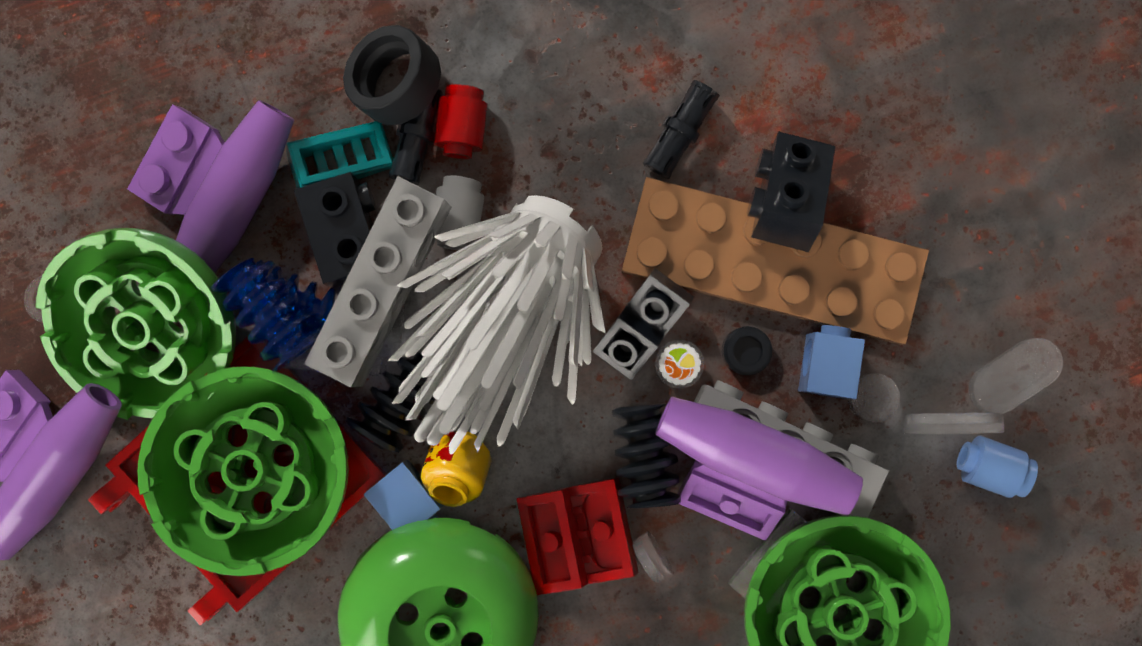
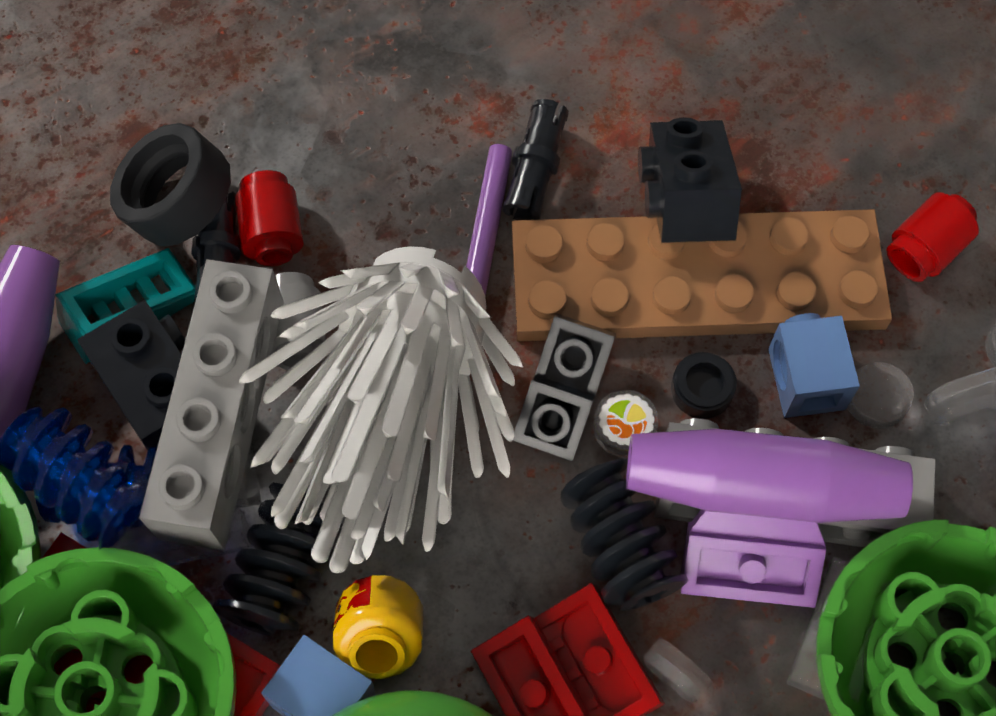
camera: 20 degrees left, 20 degrees down
(627, 170) = (489, 213): none -> medium lavender piece
(965, 286) = (933, 236): none -> red brick

